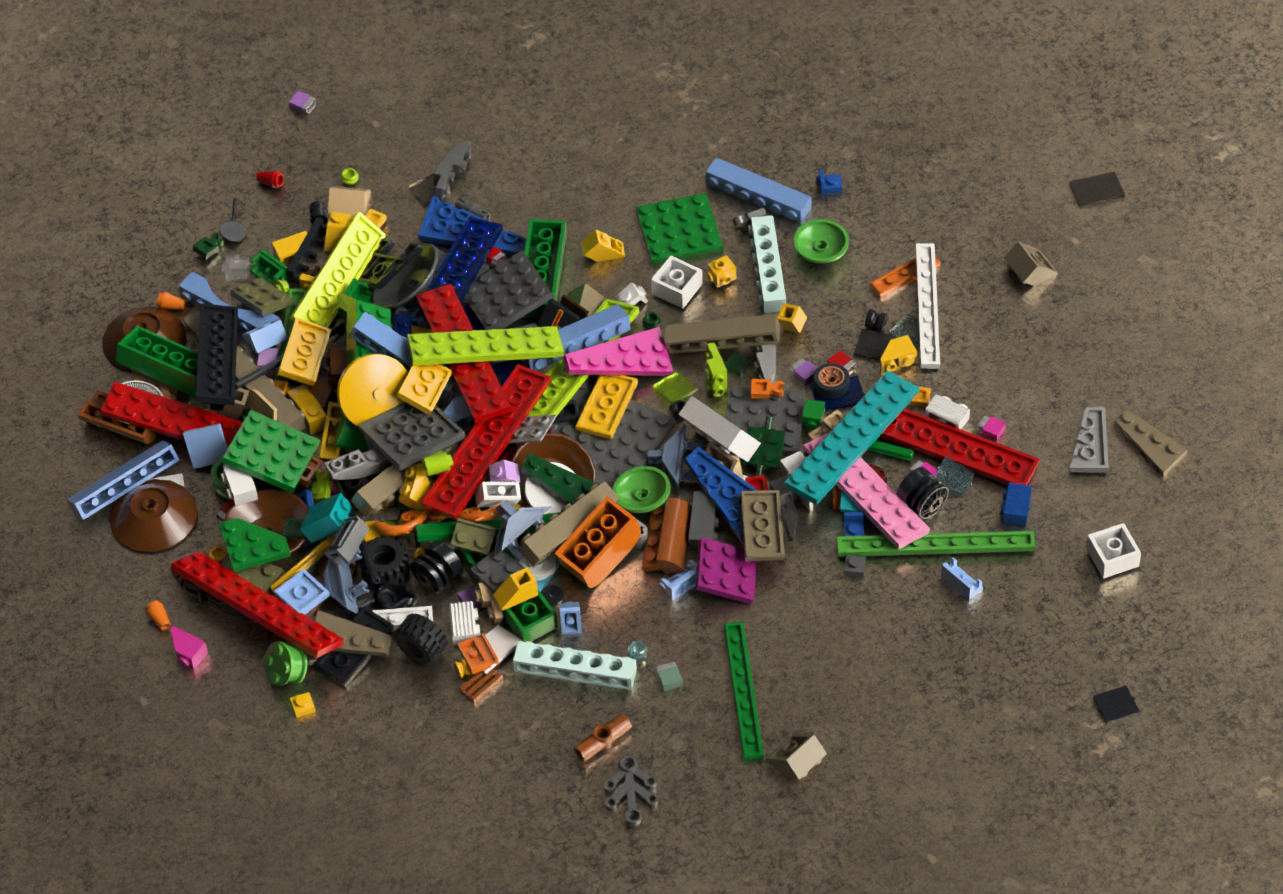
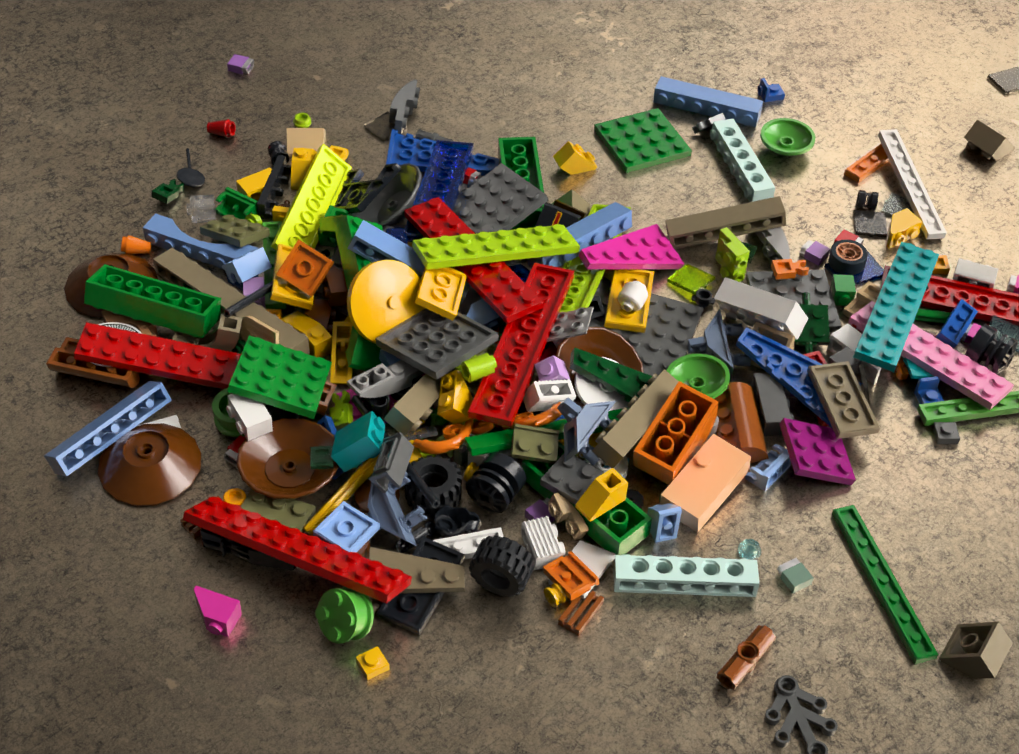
camera: 15 degrees left, 5 degrees down
(158, 615) = (173, 575): orange cone -> none
(205, 445) = (201, 380): light blue tile -> none
(217, 354) = (200, 286): black plate -> none
(251, 544) = (276, 481): green plate -> none
(312, 348) = (305, 268): none -> orange plate
(605, 404) = (633, 296): none -> white head
(616, 587) = (707, 481): none -> light nougat brick
(632, 295) = (619, 196): white bracket -> none
(651, 320) = (644, 220): dark green plate -> none
(676, 282) = (660, 182): white brick -> none
(721, 271) = (701, 170): yellow brick -> none
(791, 318) = (790, 202): yellow brick -> none
(904, 462) = (957, 324): none -> blue plate

